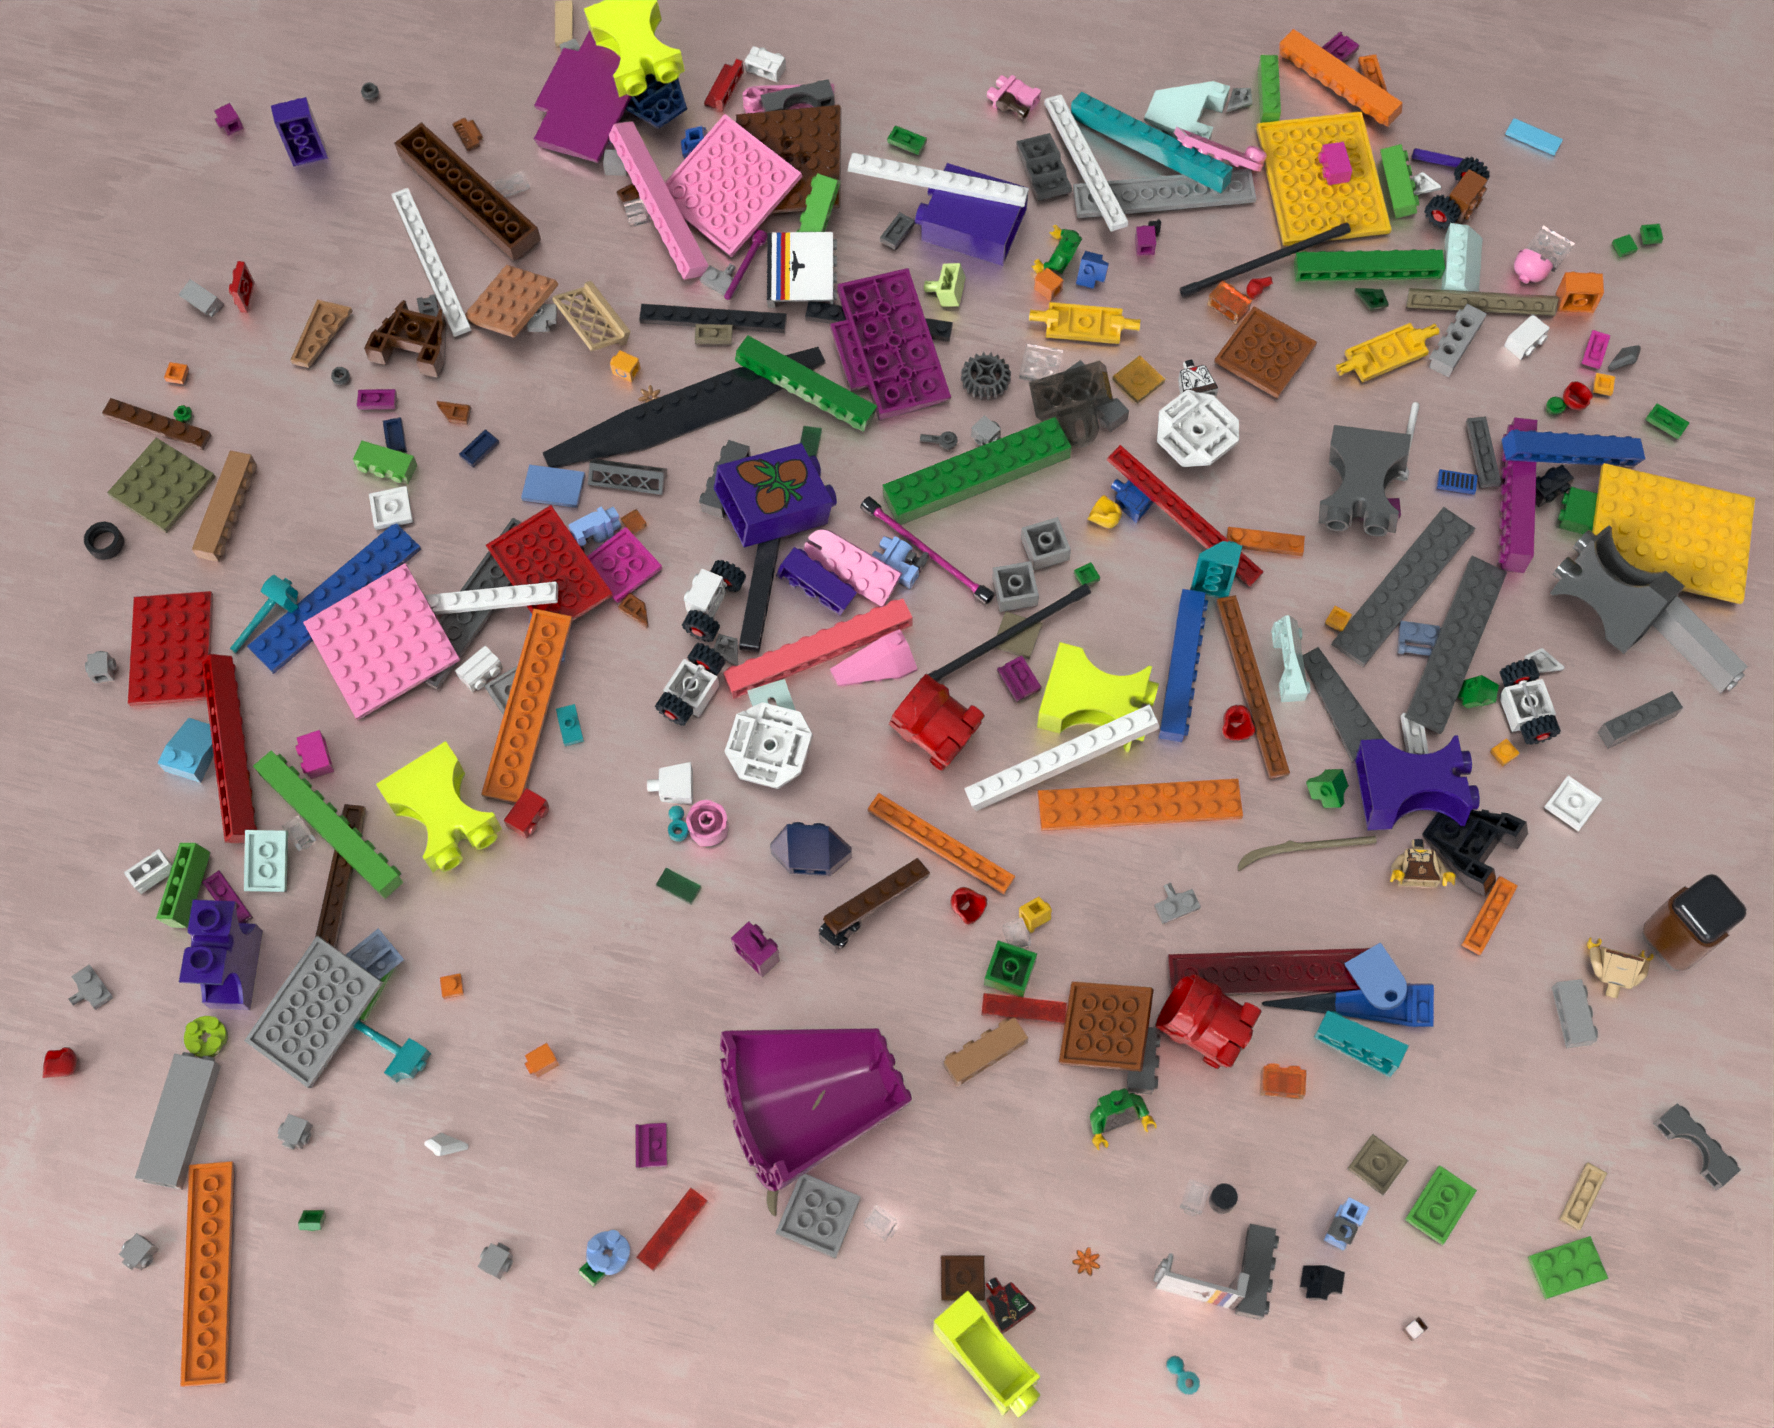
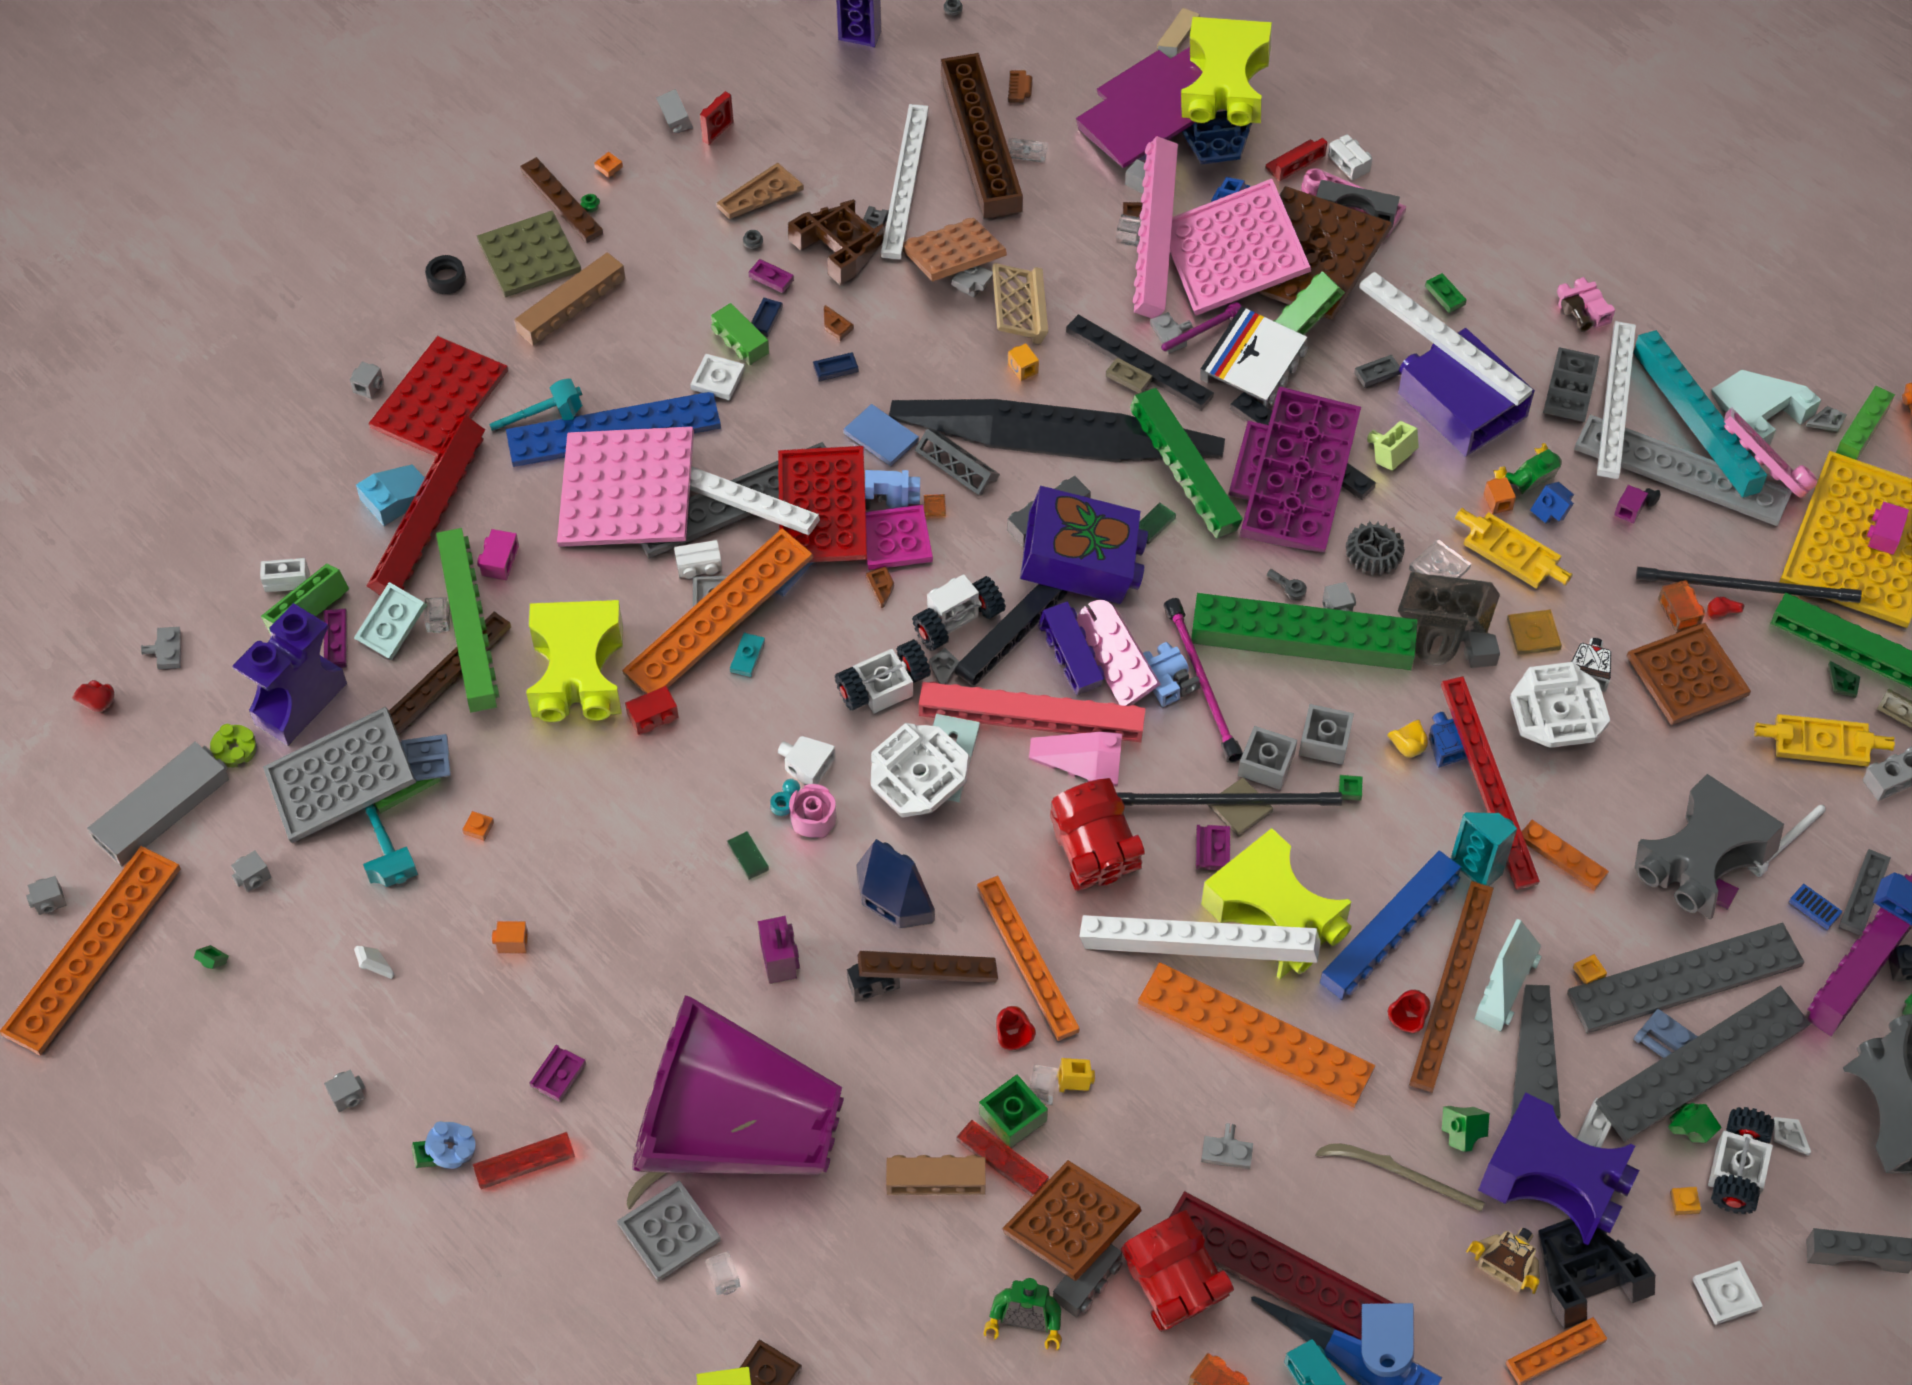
camera: 30 degrees right, 10 degrees down
(650, 393) = (1026, 398): medium nougat plant -> none

